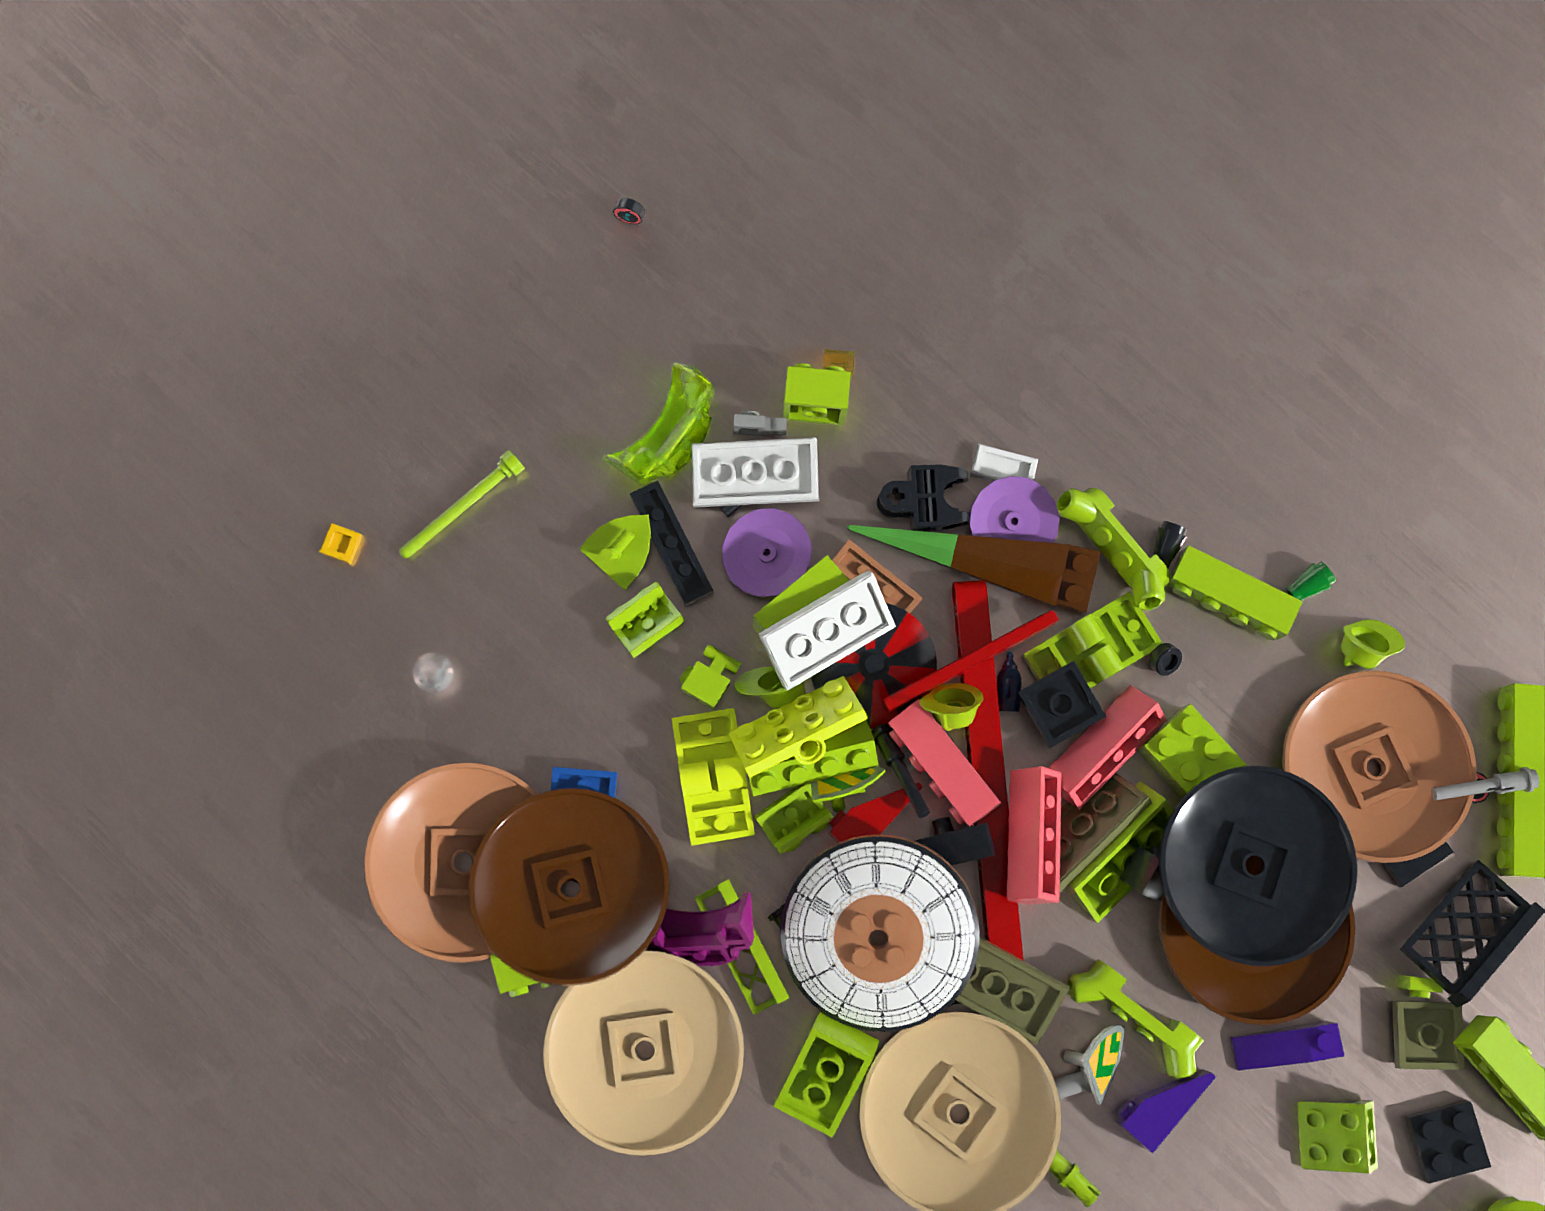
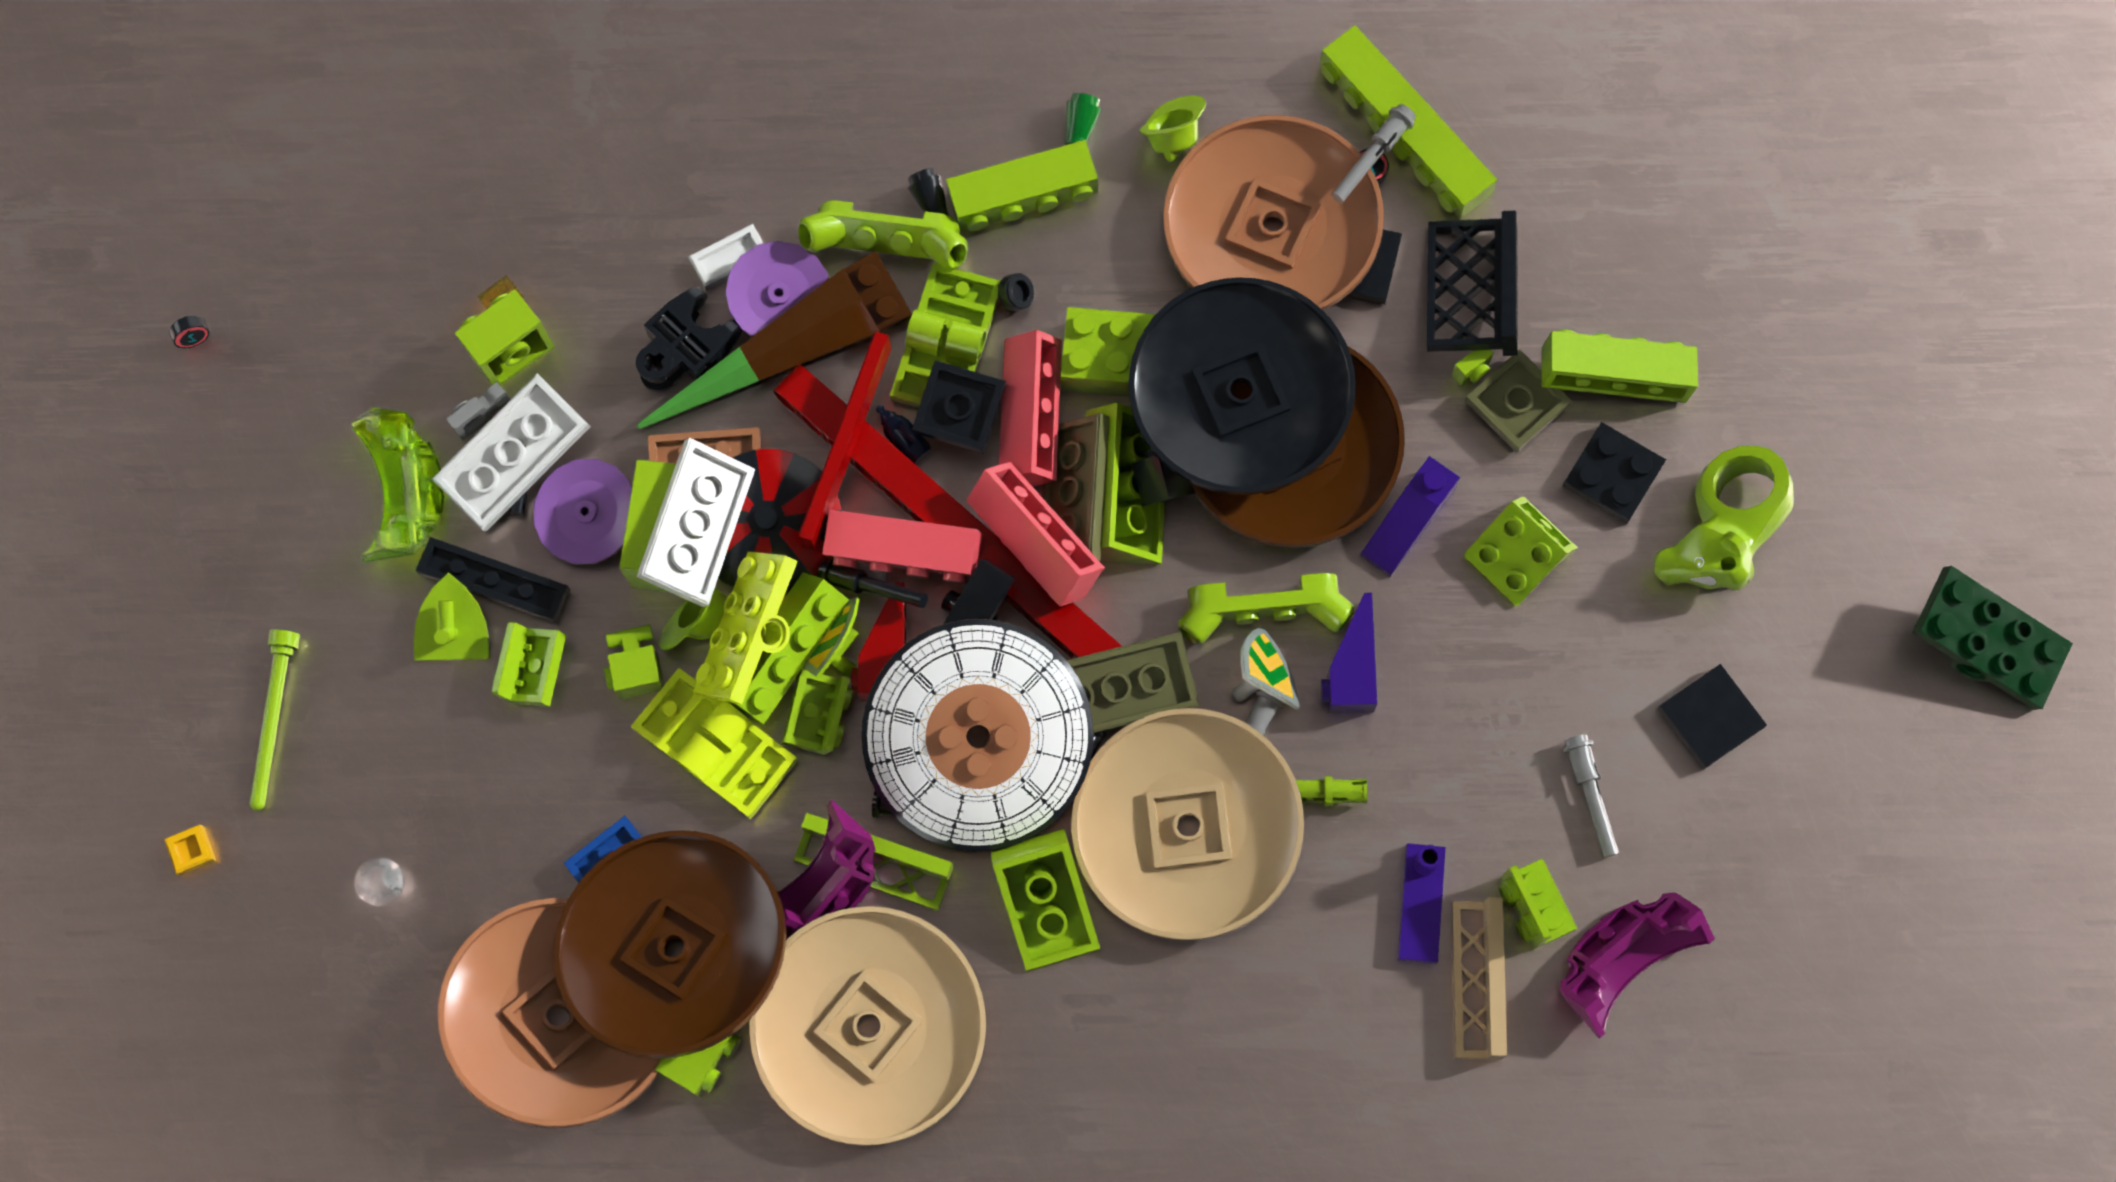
camera: 30 degrees left, 5 degrees down
(953, 704) = (866, 489): lime piece -> none

